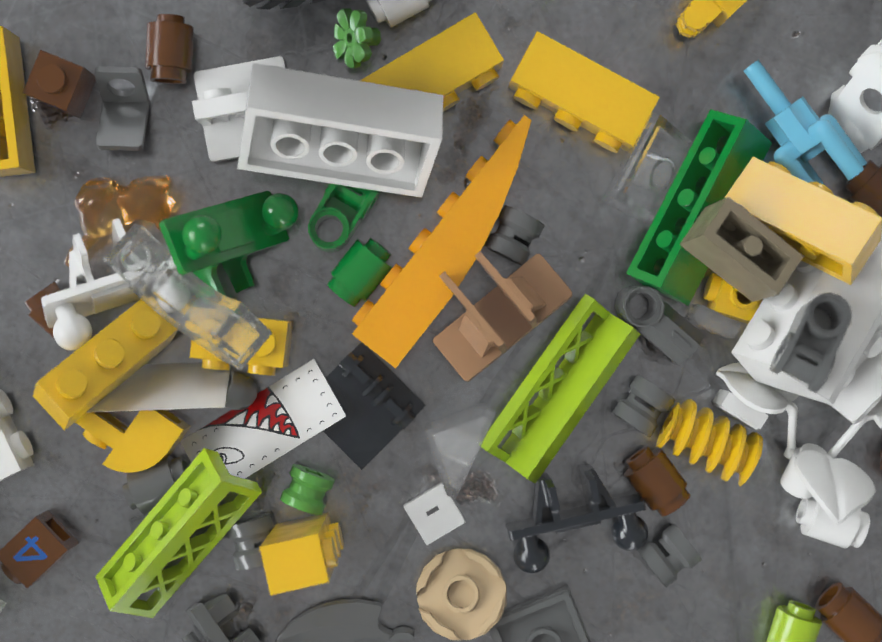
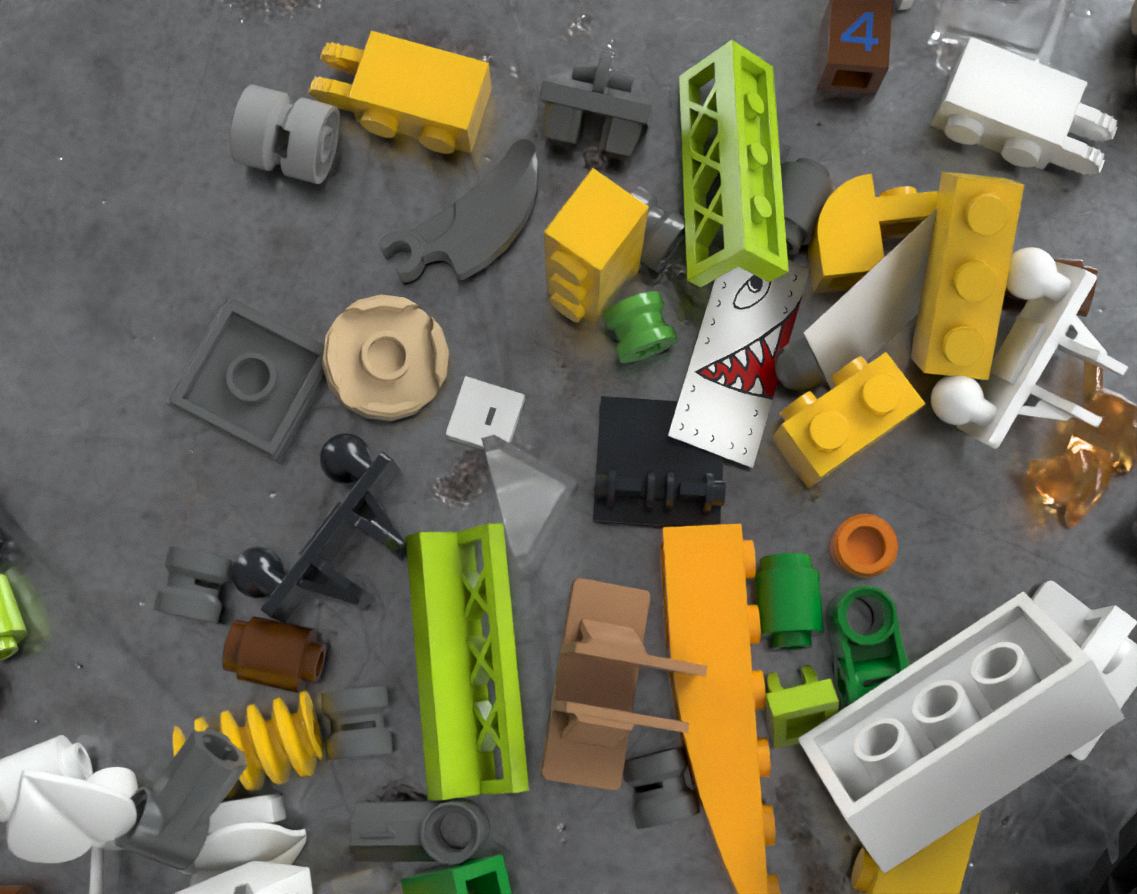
camera: 140 degrees right, 10 degrees down
(185, 301) = (955, 403): clear arch -> none
(228, 235) = (968, 514): green piece -> none
(292, 264) = (863, 546): none -> orange tile
(354, 37) = (1026, 854): bright green plant -> none
(407, 212) = (799, 708): none -> lime tile
(768, 442) = (178, 809): none -> dark grey piece

